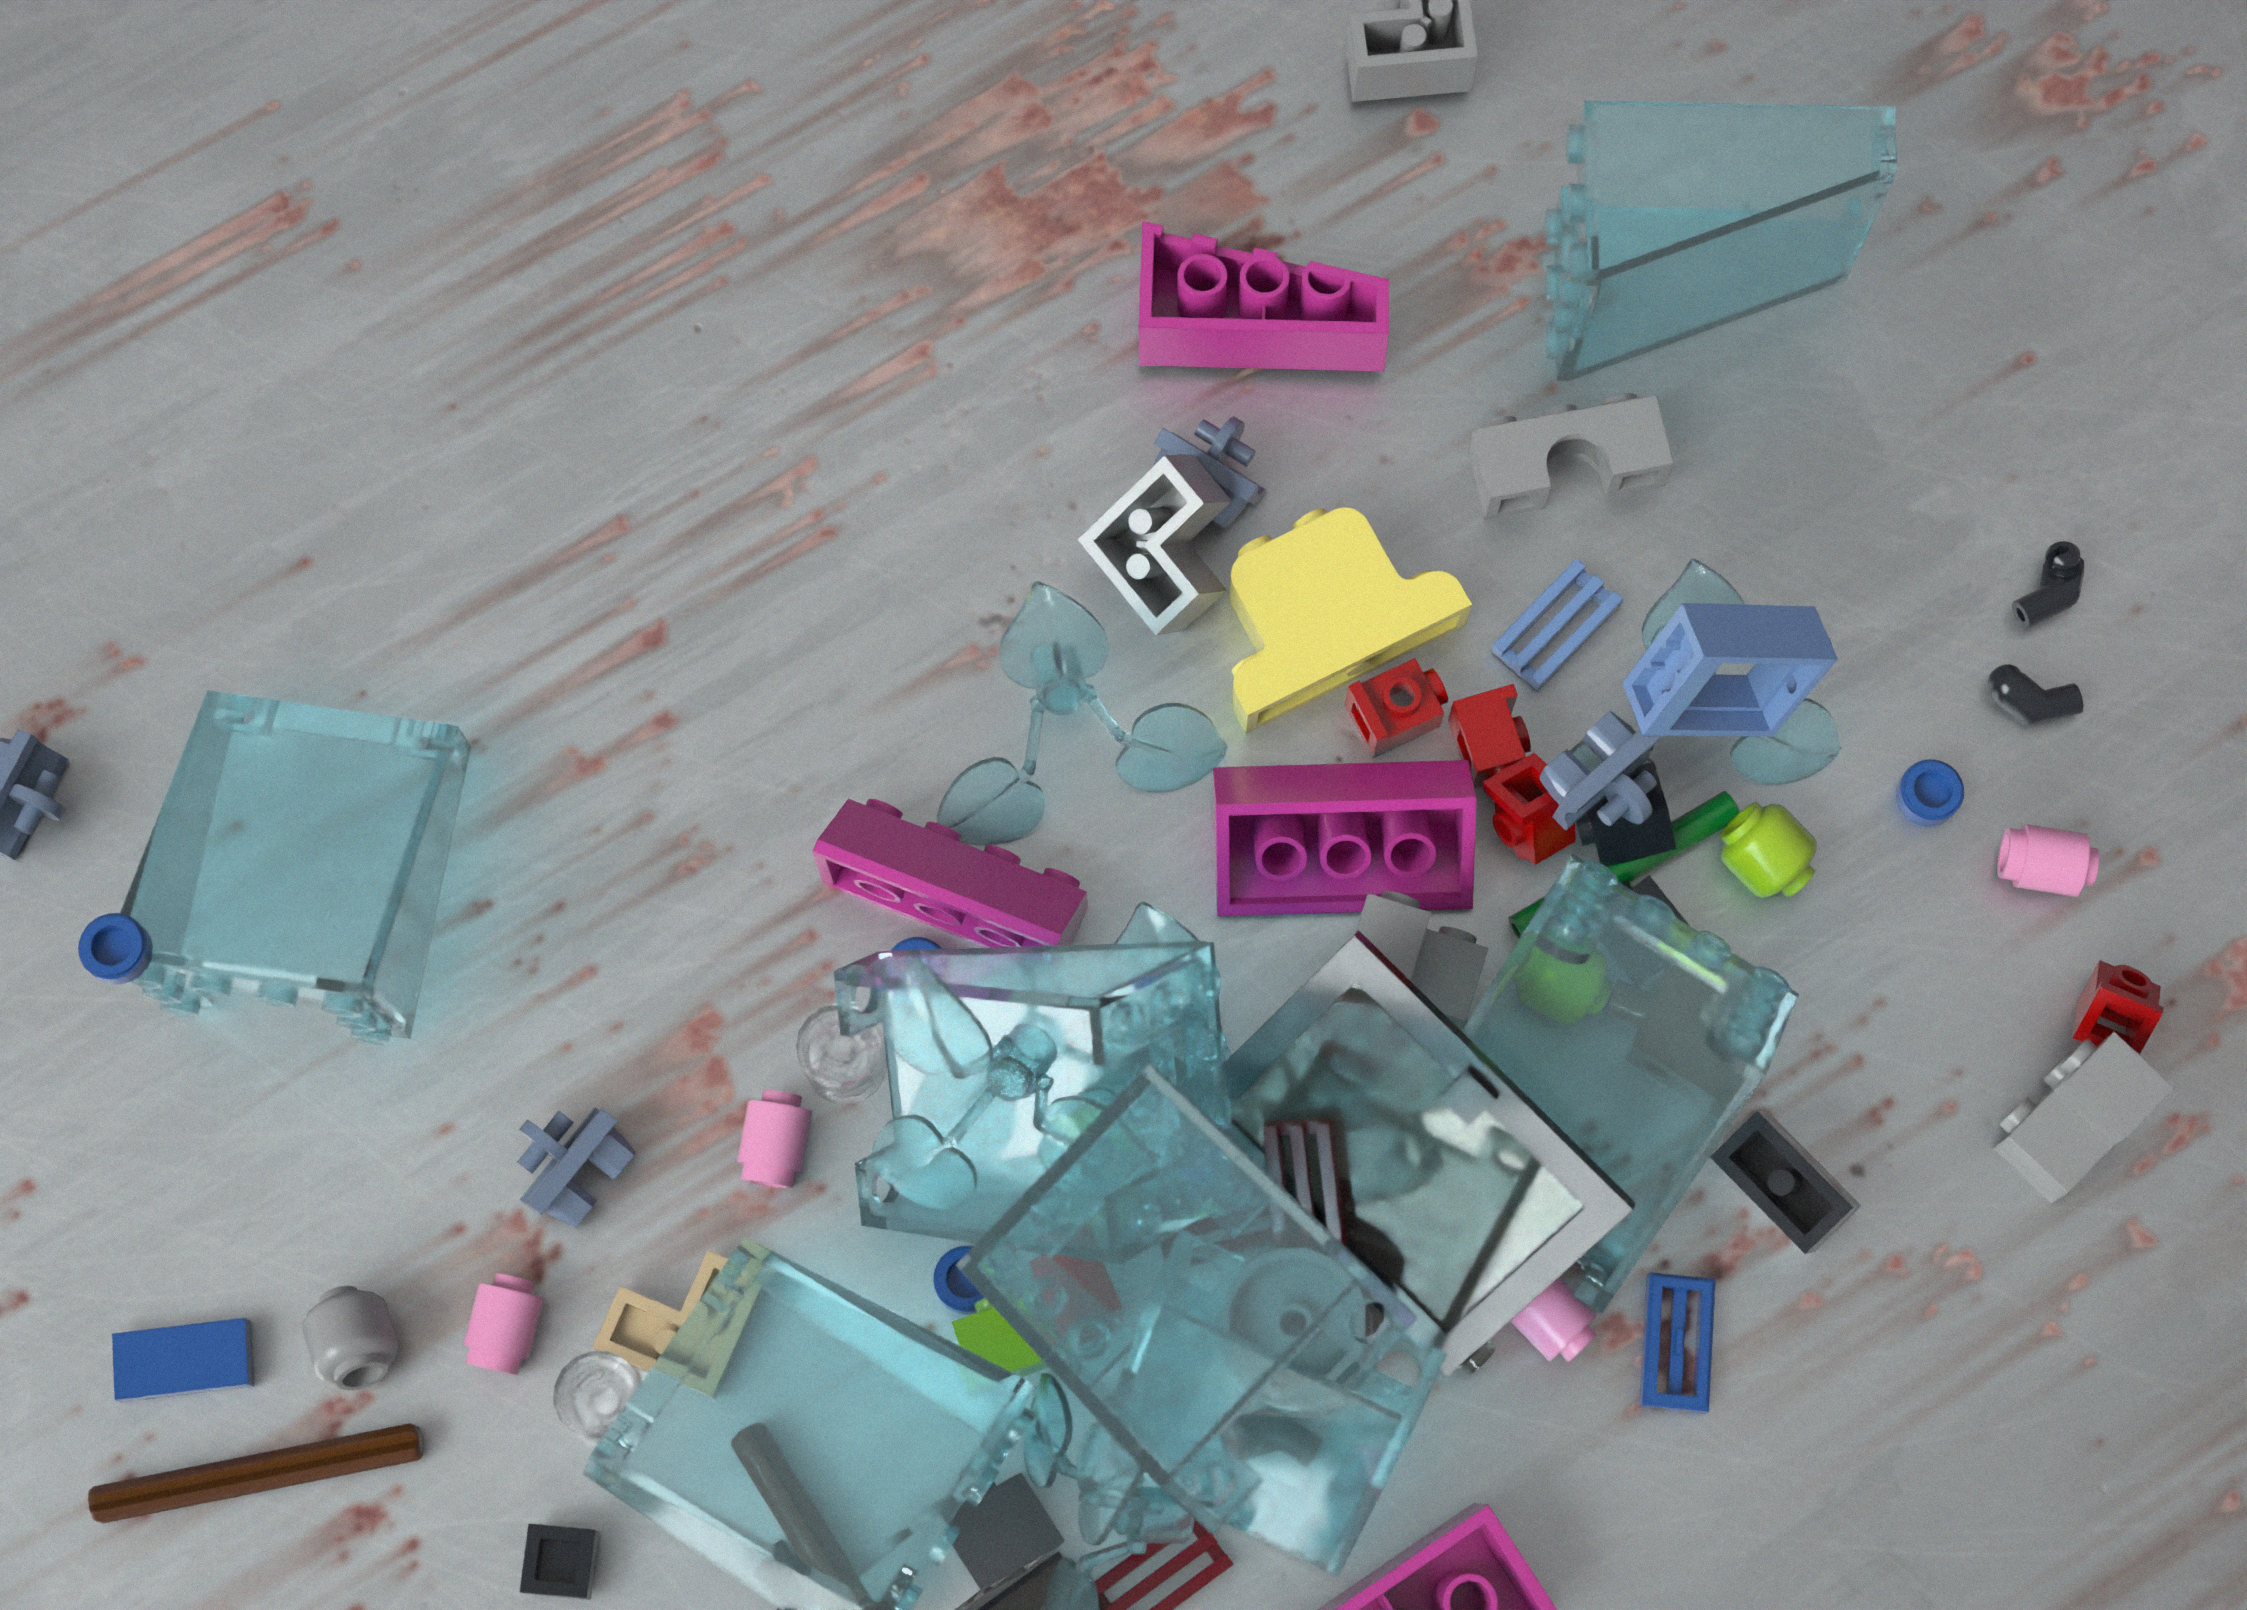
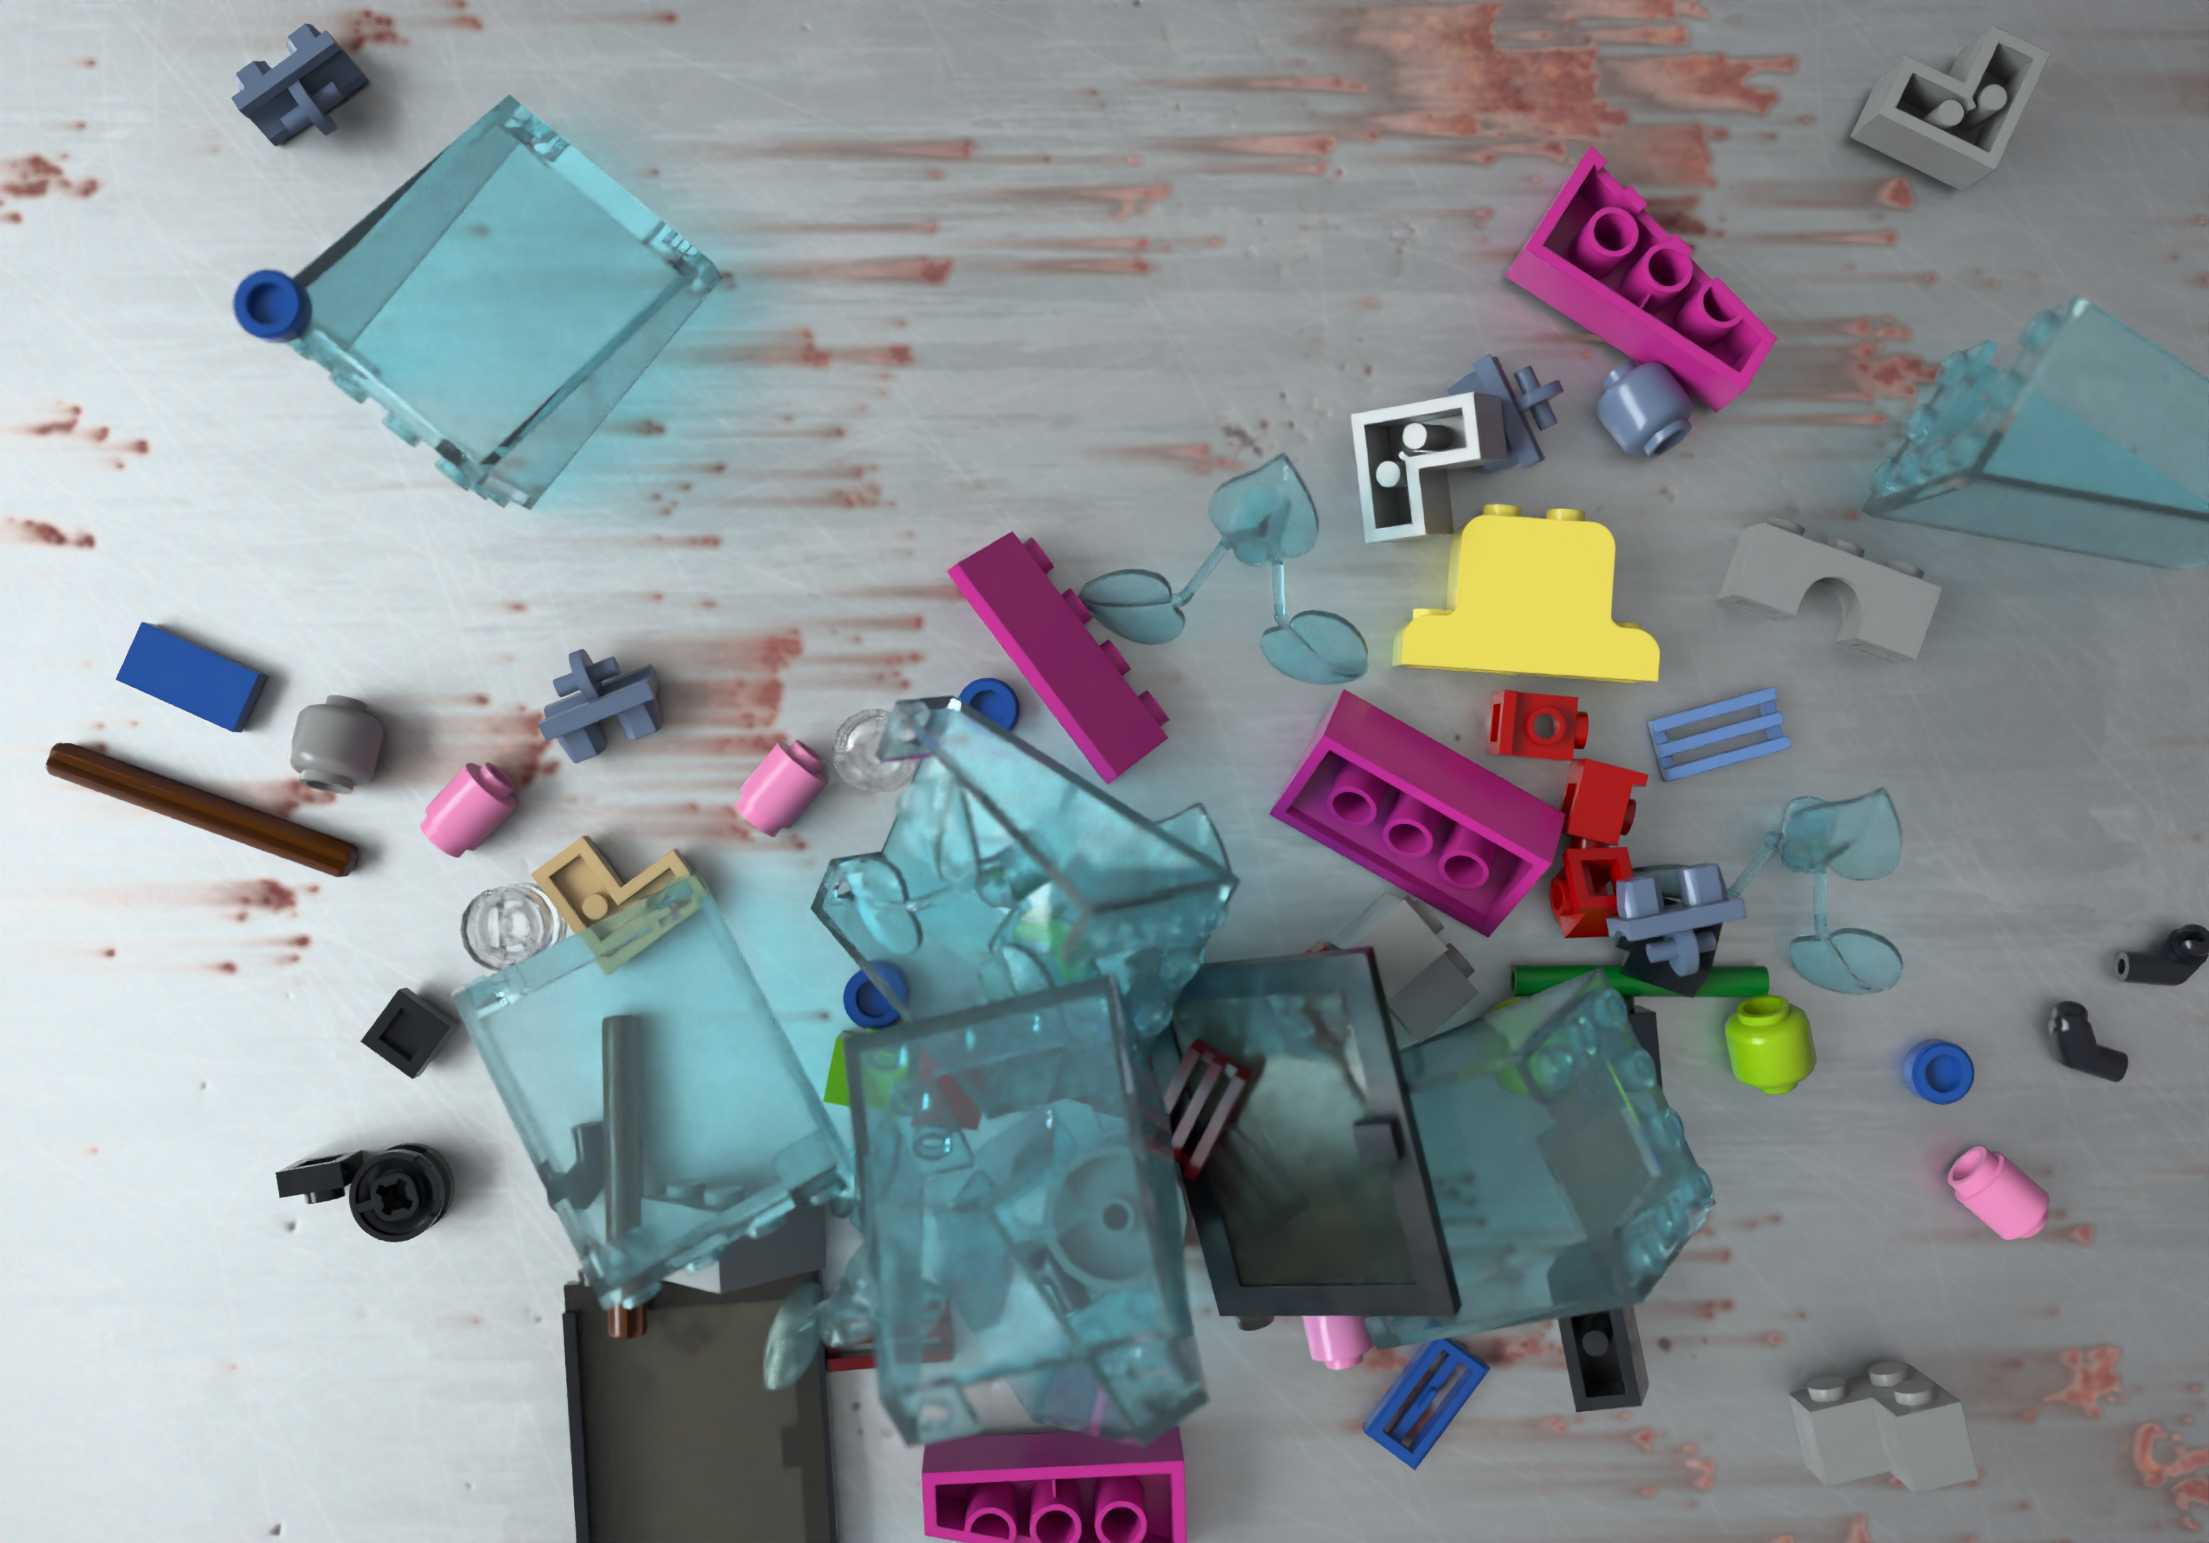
camera: 30 degrees right, 15 degrees up
(1321, 400) = (1645, 408): none -> sand blue head
(1675, 679) = (1847, 899): medium blue window -> none
(2122, 997) = (1985, 1347): red brick -> none

